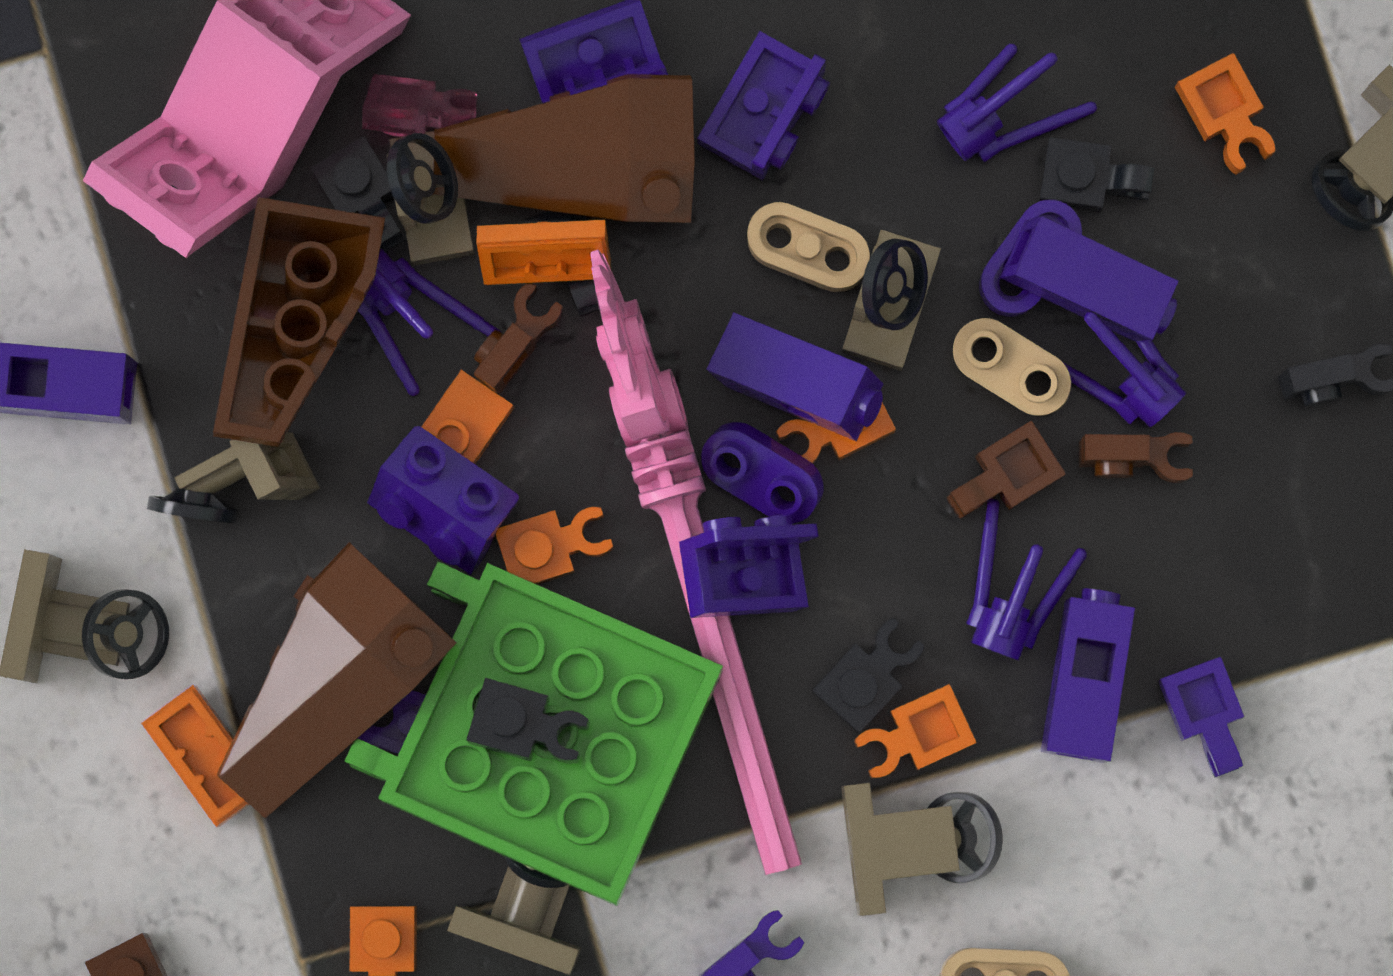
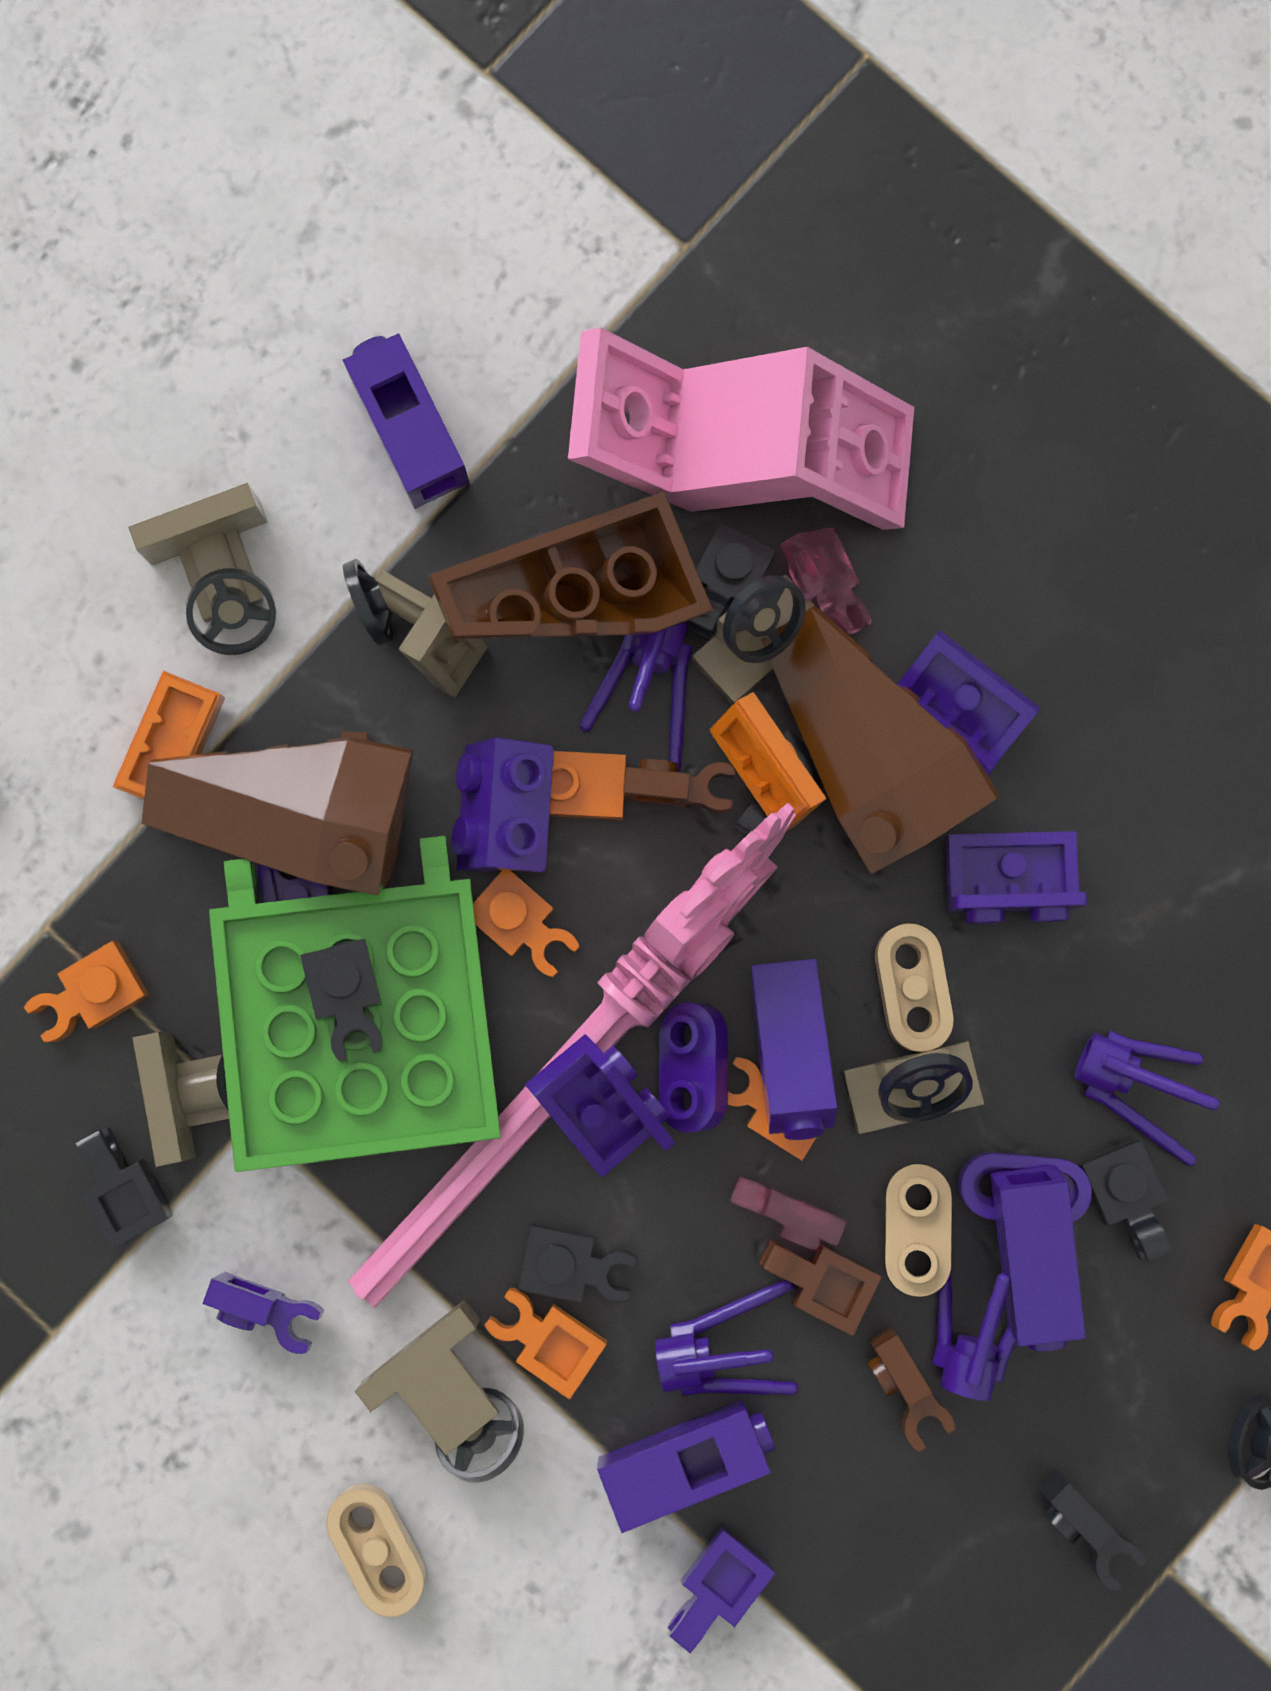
camera: 55 degrees right, 0 degrees up
(947, 458) = (802, 1221): none -> clear pink plate

